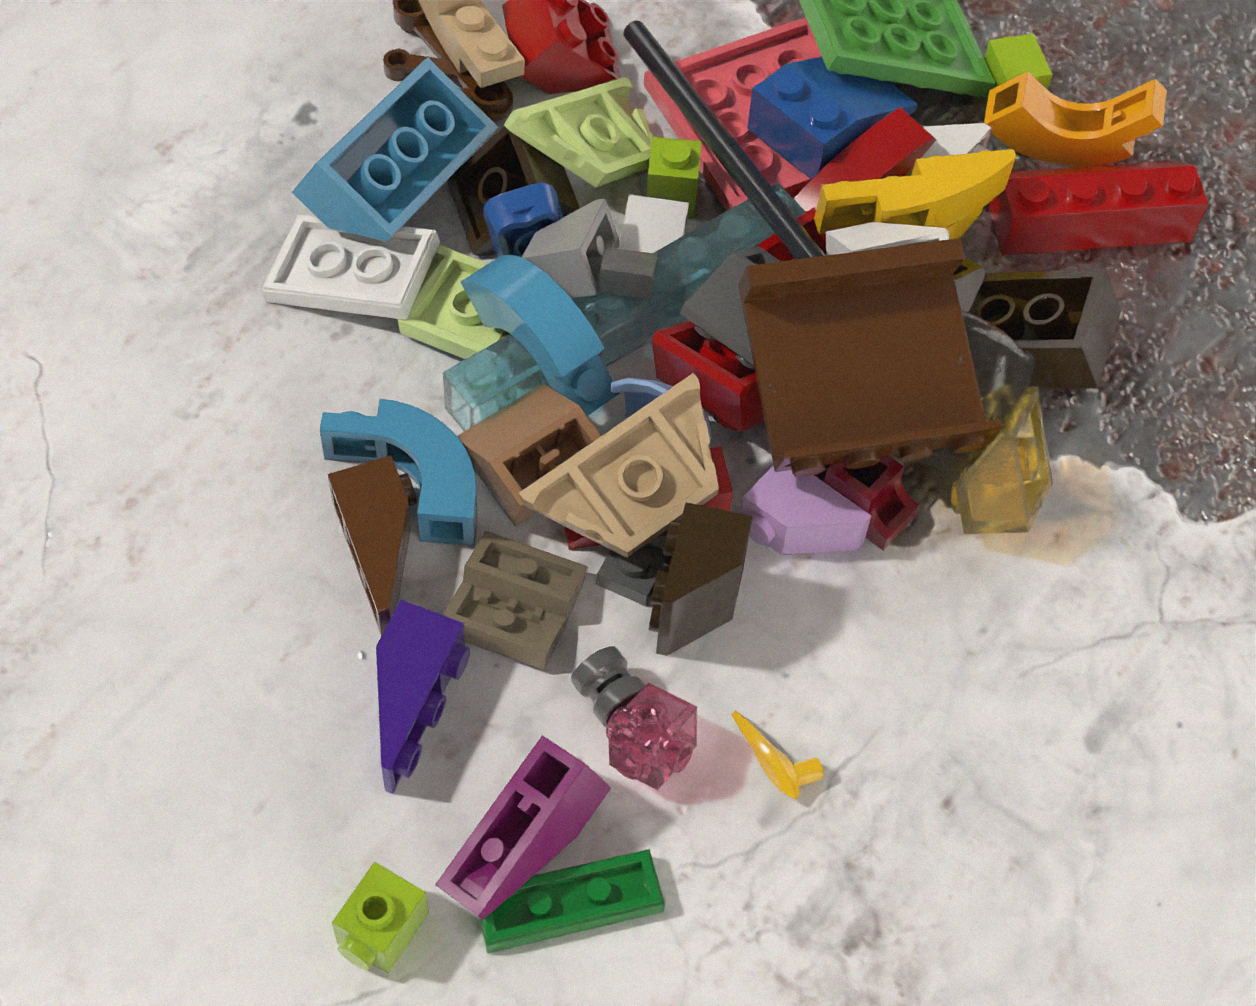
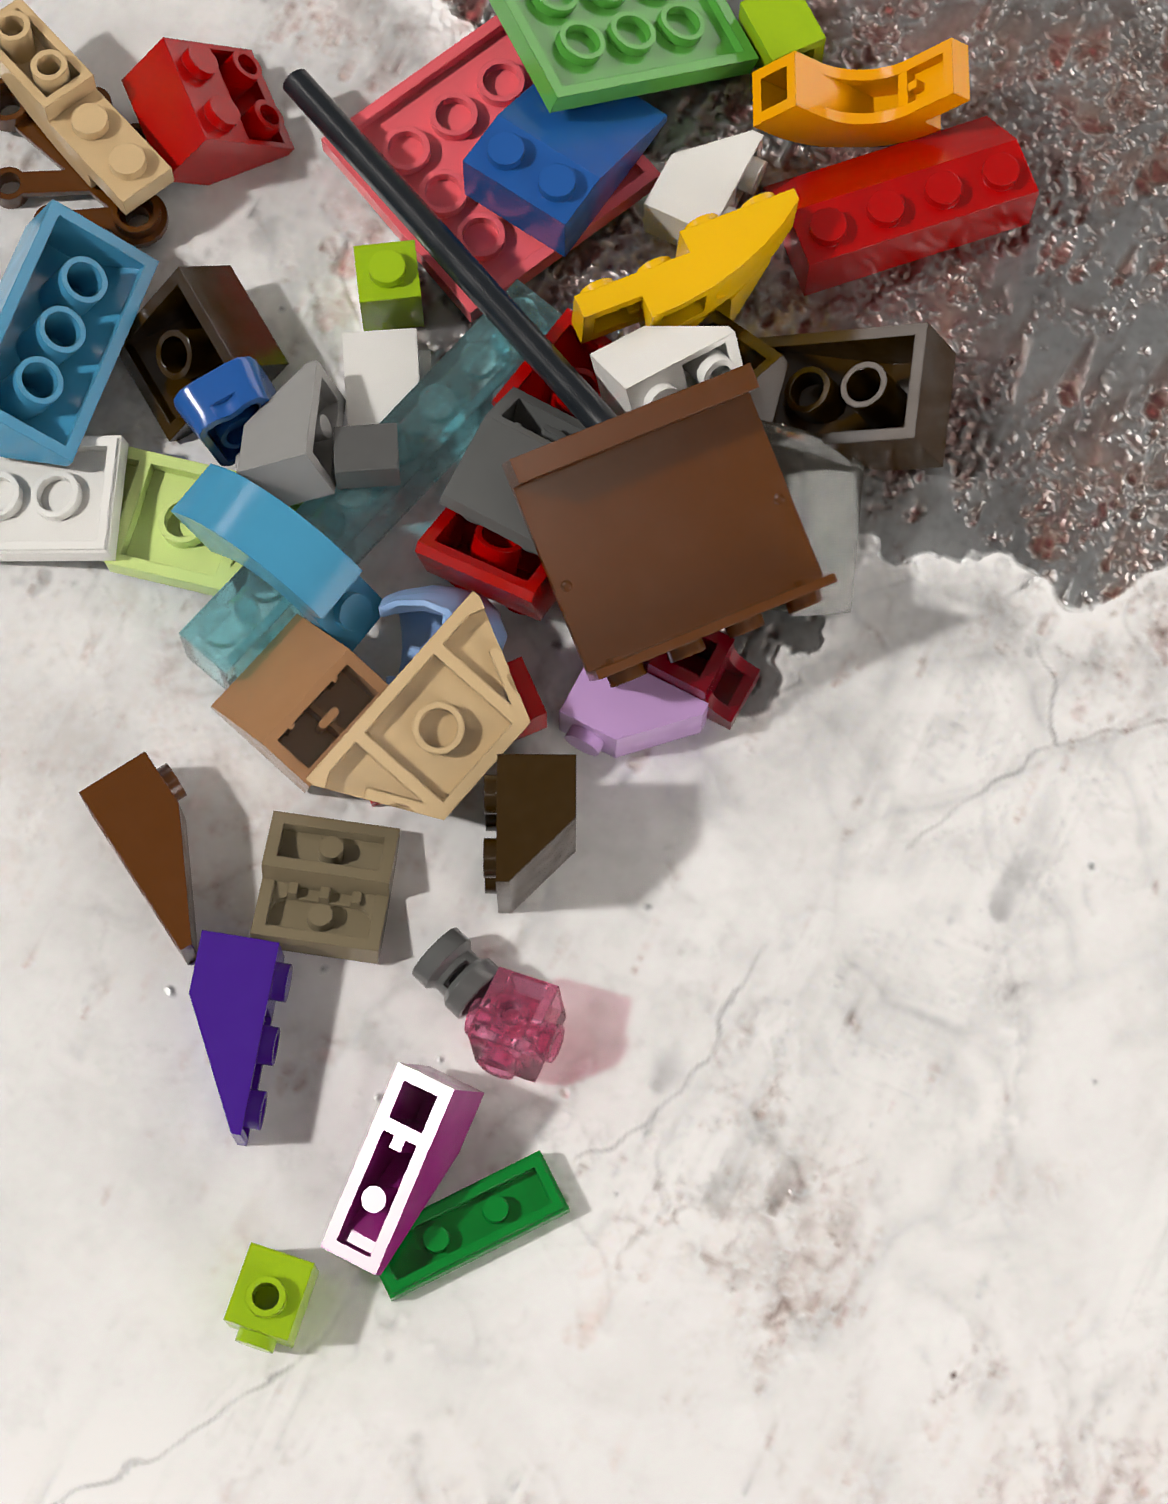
camera: 10 degrees left, 15 degrees up
(424, 451) = (183, 728): dark azure arch -> none
(589, 132) = (277, 249): yellowish green wing -> none
(632, 576) = (459, 831): dark grey plate -> none
(775, 764) = (657, 1020): yellow bar -> none
(880, 152) = (623, 227): red slope -> none
(1009, 476) = (858, 625): clear yellow slope -> none

